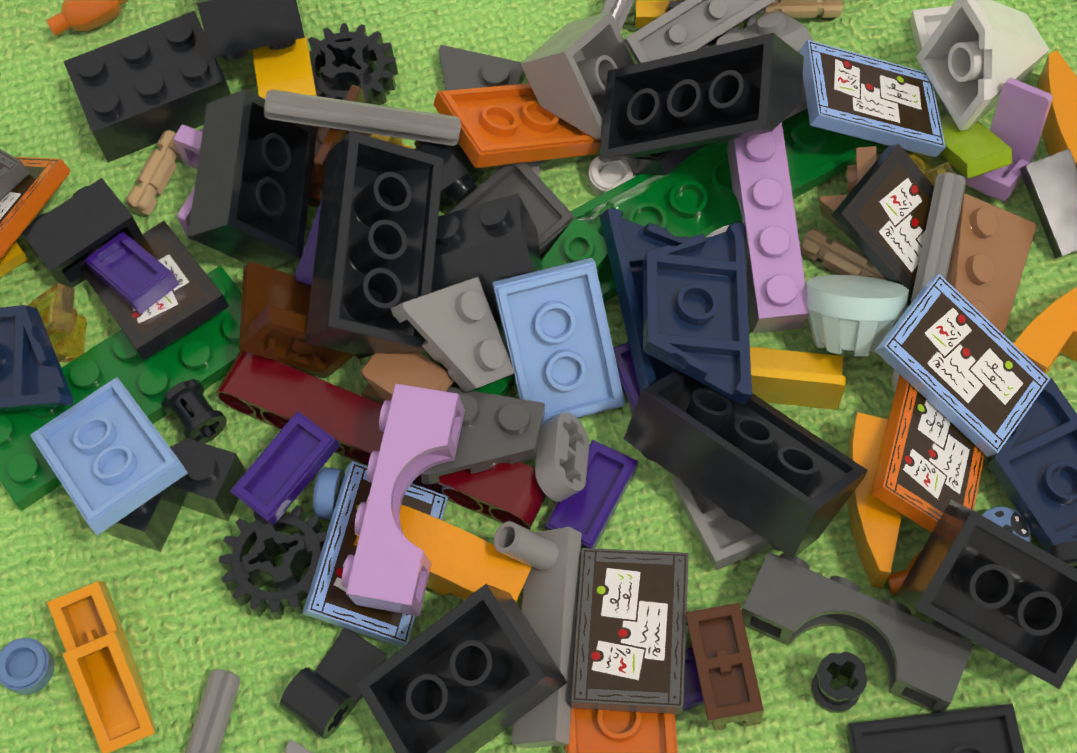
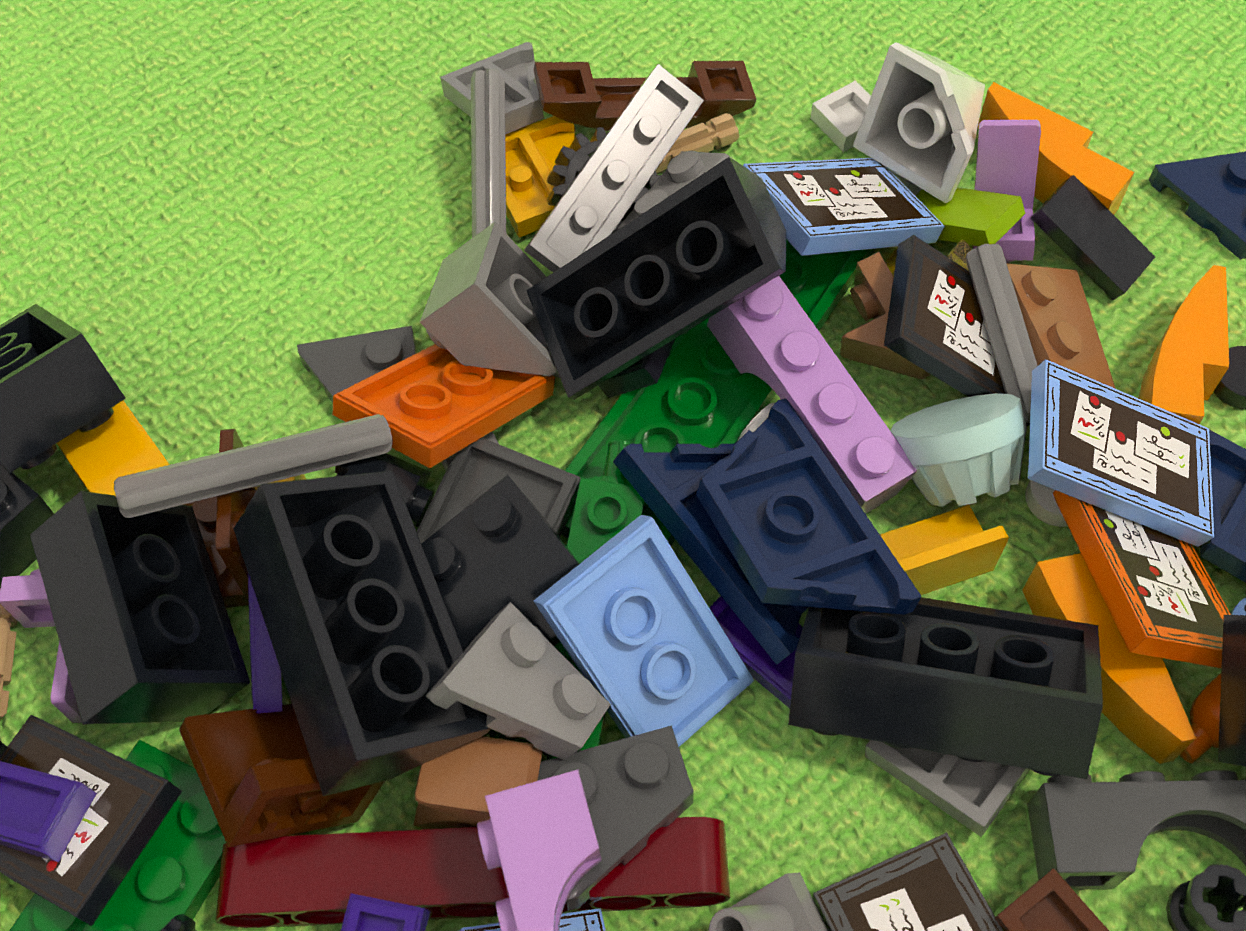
camera: 30 degrees left, 5 degrees down
(348, 62) = (190, 409): black gear -> none
(562, 457) = (725, 786): light grey beam -> none
(594, 506) = (777, 814): dark purple tile -> none
(608, 175) = (580, 417): white tile -> none
(837, 255) = (903, 395): tan axle -> none

